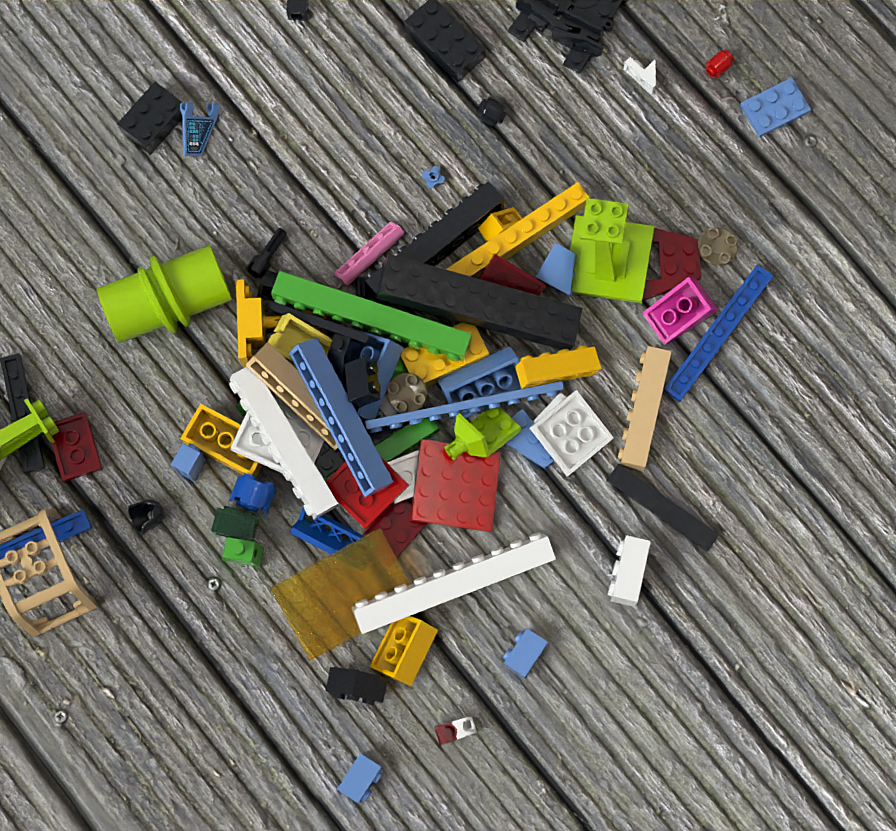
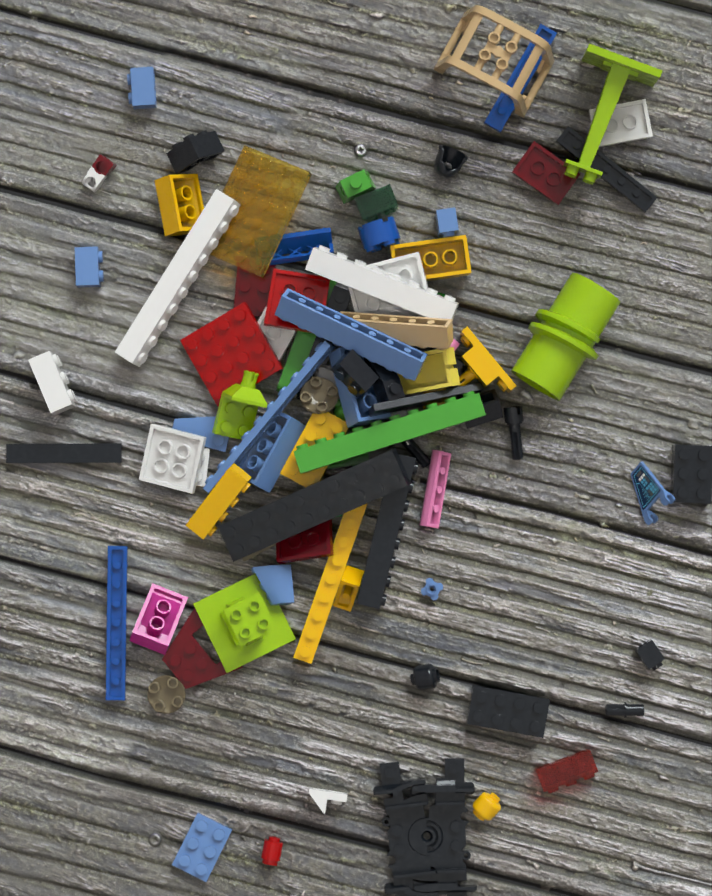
camera: 135 degrees right, 10 degrees up
(645, 408) = (130, 520): tan brick -> none

